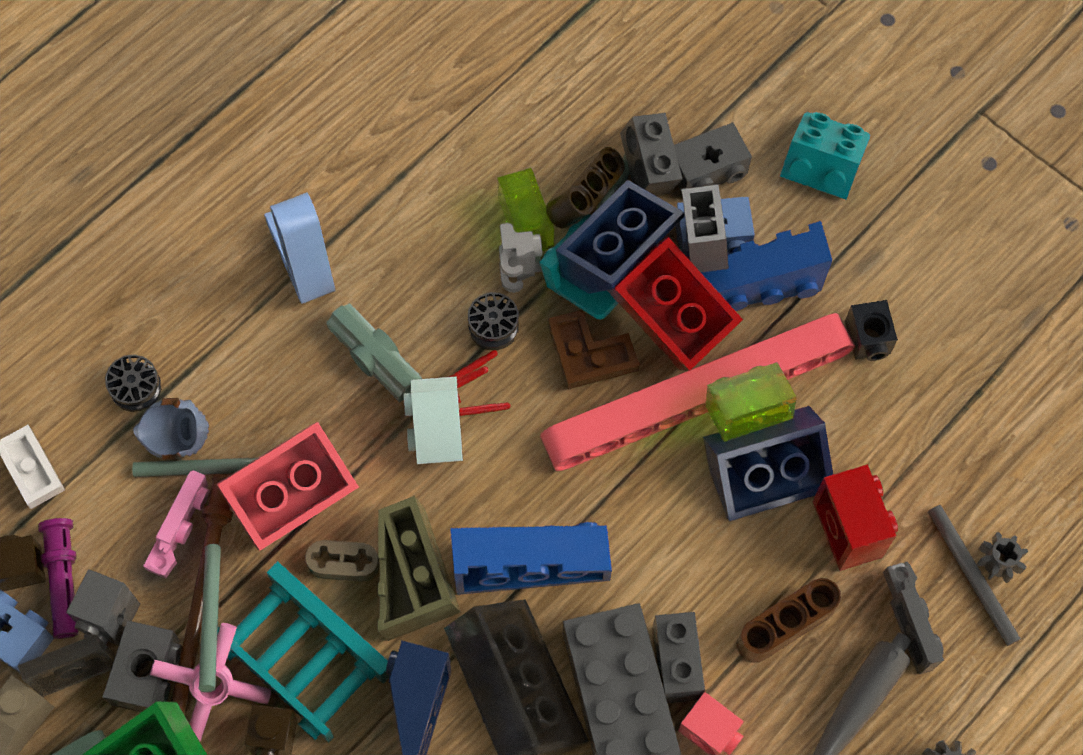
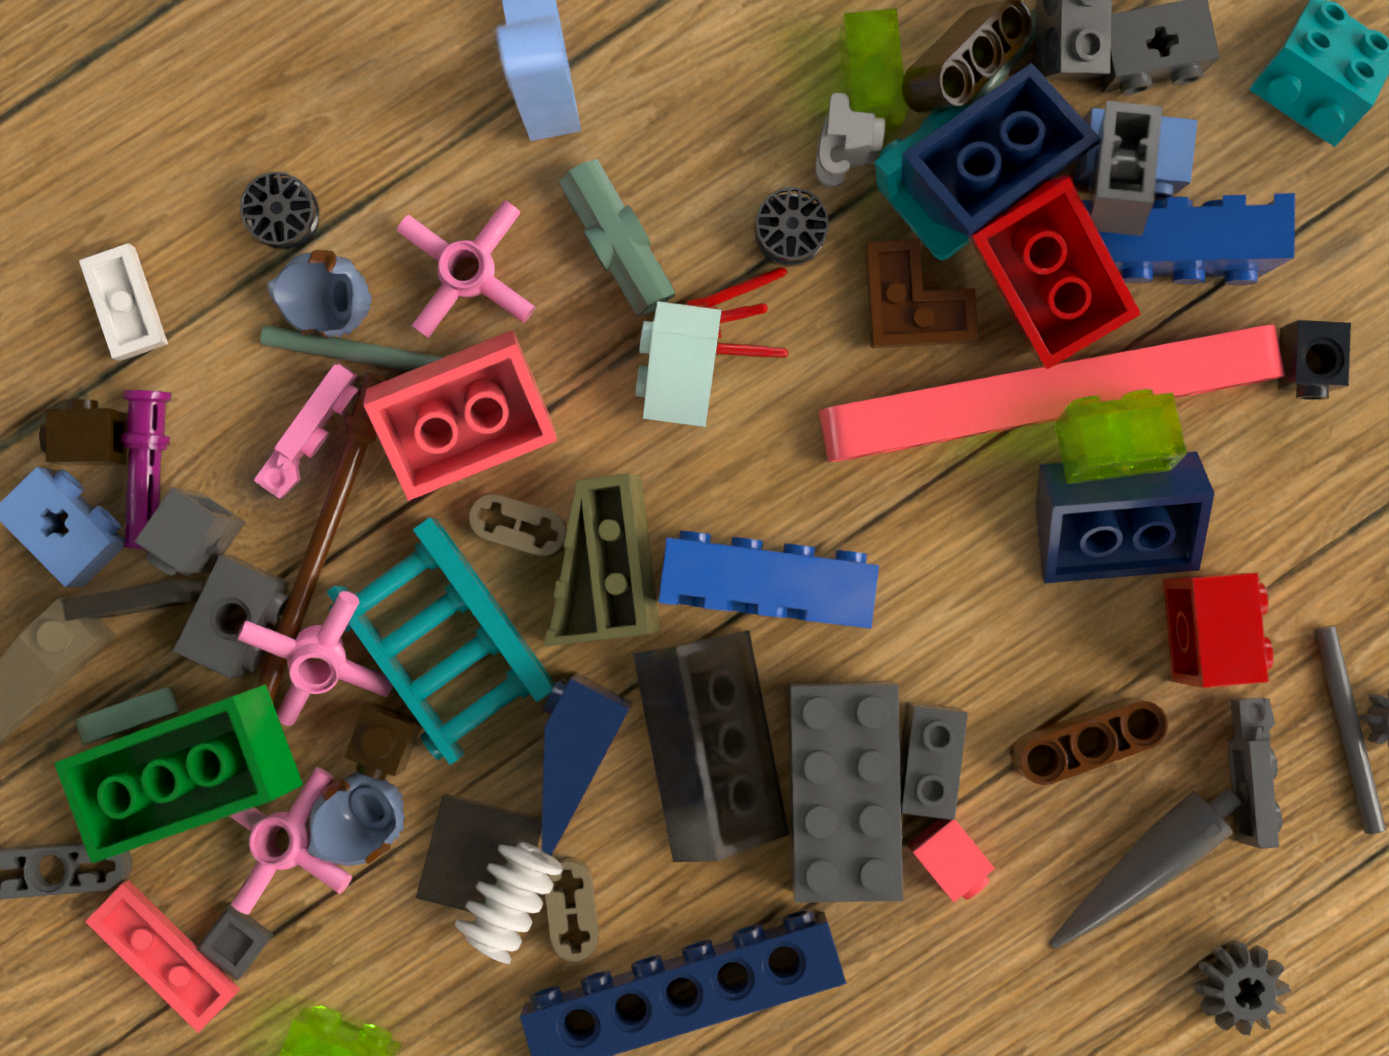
camera: 15 degrees right, 20 degrees up
(209, 626) = (326, 579): sand green bar -> none
(273, 406) = (450, 254): none -> bright pink bar

